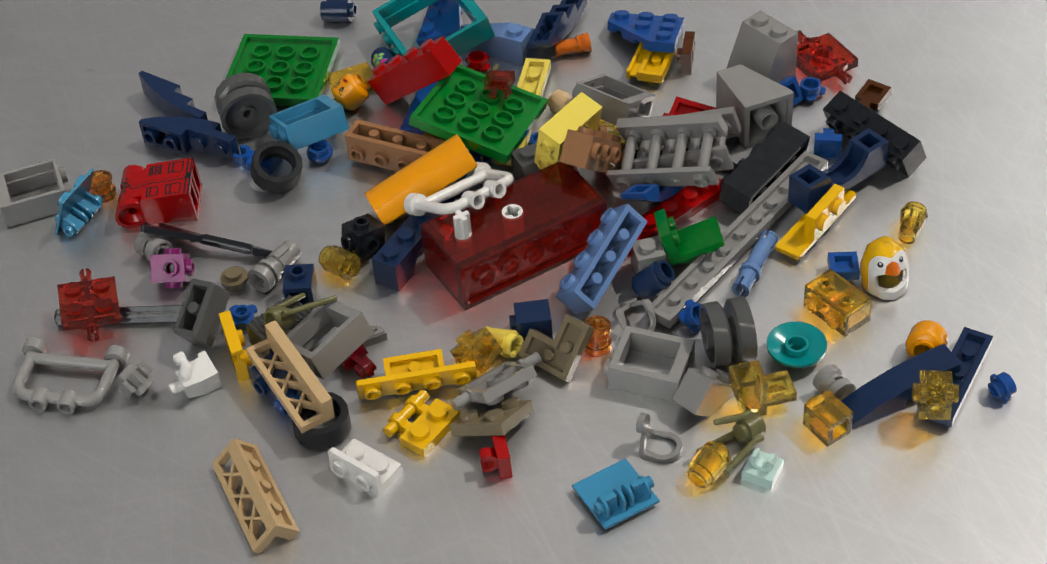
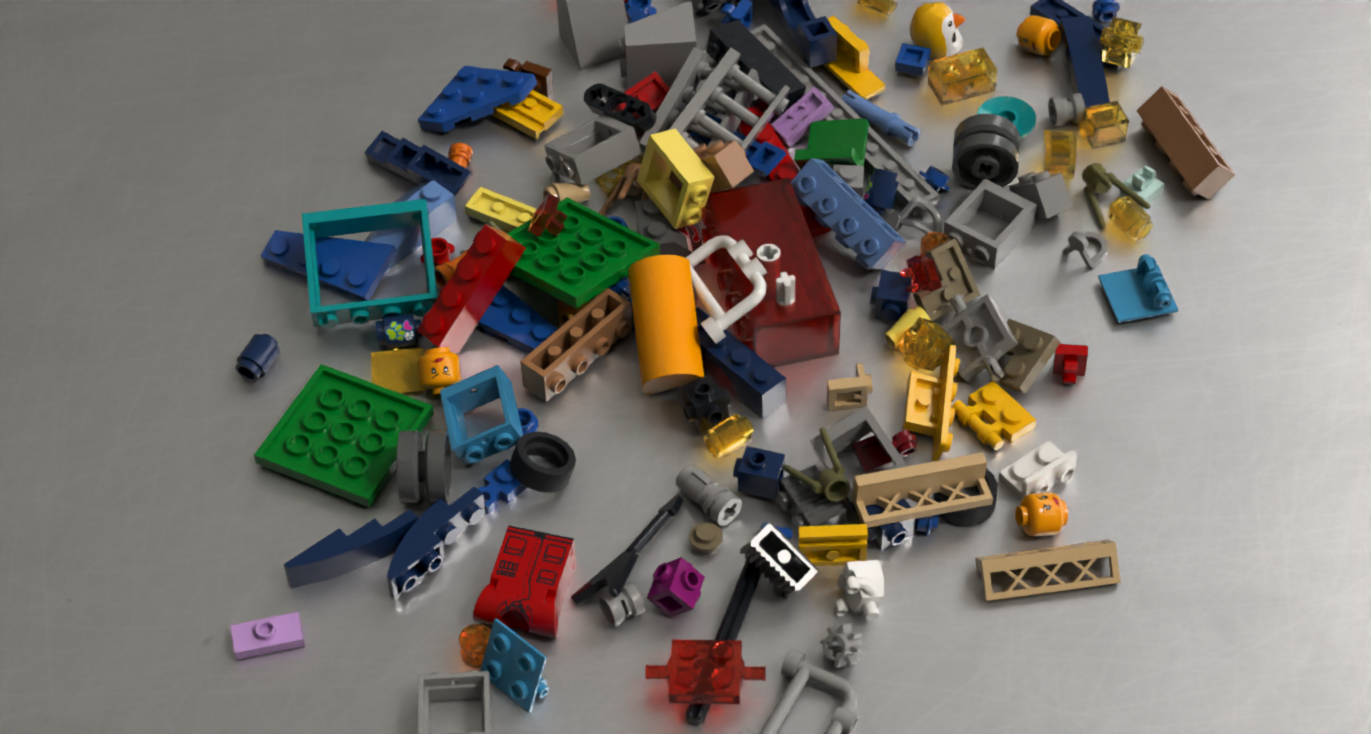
camera: 75 degrees left, 5 degrees up
(95, 91) = (267, 635): none -> lavender plate
(309, 475) = (1041, 514): none -> light orange head
(414, 323) = (849, 392): none -> tan bracket
(542, 320) = (923, 274): none -> clear red tile
(662, 97) = (613, 98): none -> black beam
(726, 211) = (797, 119): none -> lavender plate
(827, 481) = (1184, 143): none -> medium nougat brick

